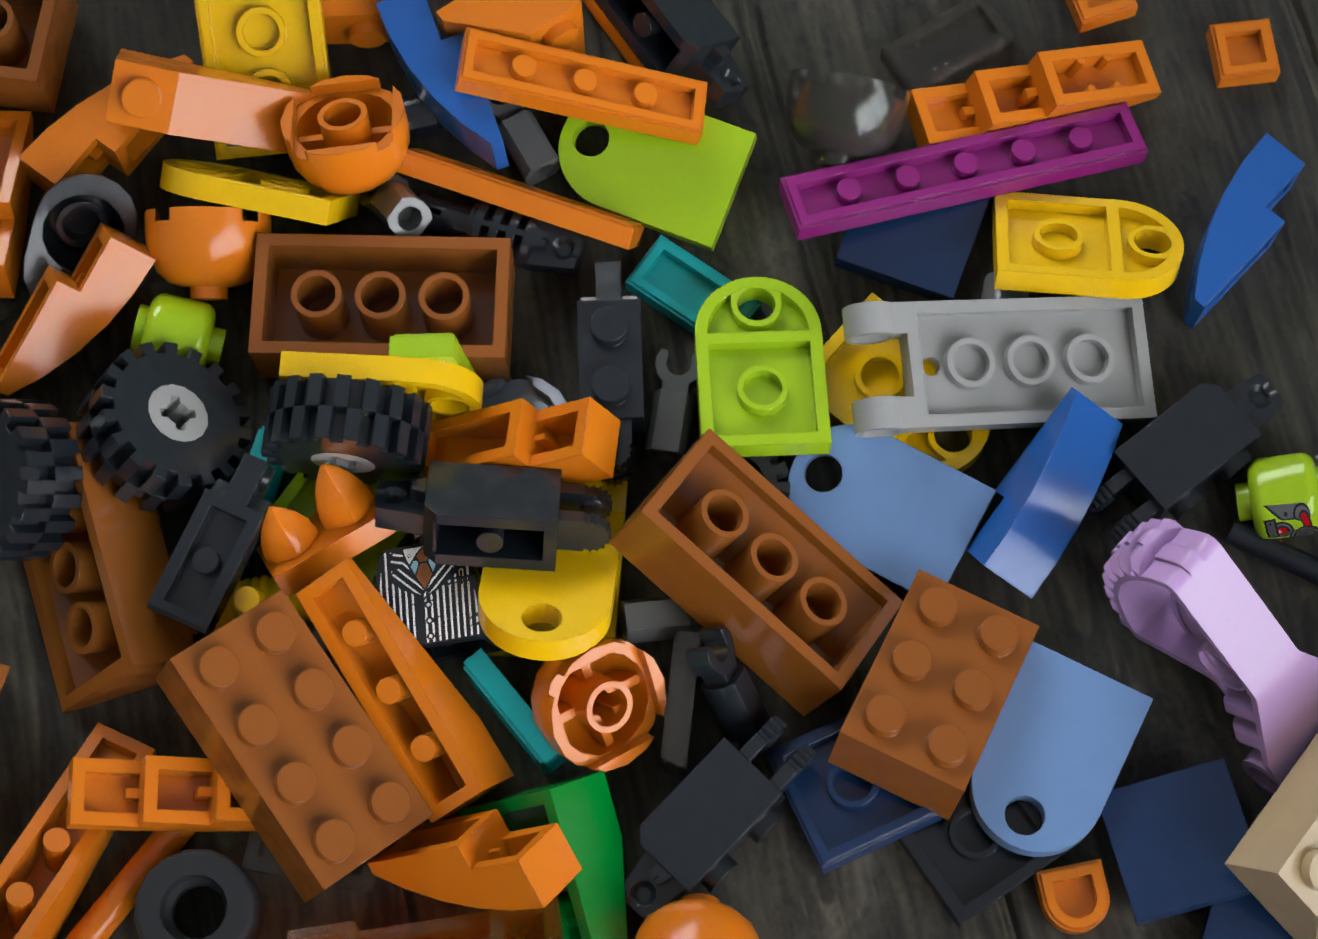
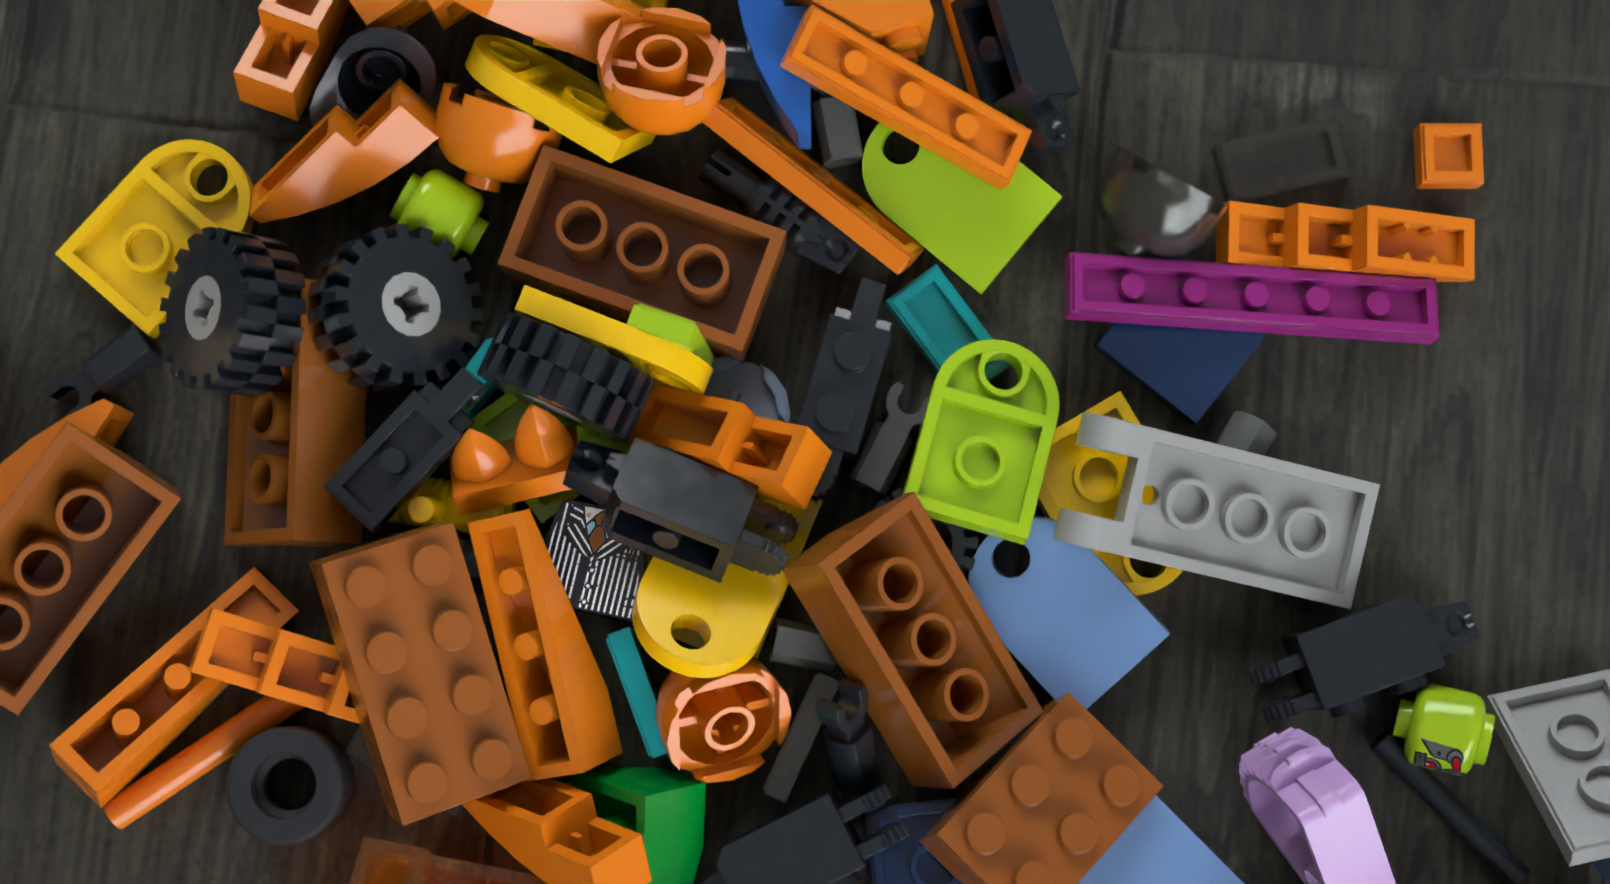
camera: 10 degrees right, 10 degrees up
(398, 207) = (691, 161): dark grey bar -> none
(1047, 493) = (1217, 654): blue slope -> none
(1082, 246) = (1339, 415): yellow tile -> none
(1240, 226) = (1499, 444): blue slope -> none
(1243, 53) = (1569, 264): orange tile -> none

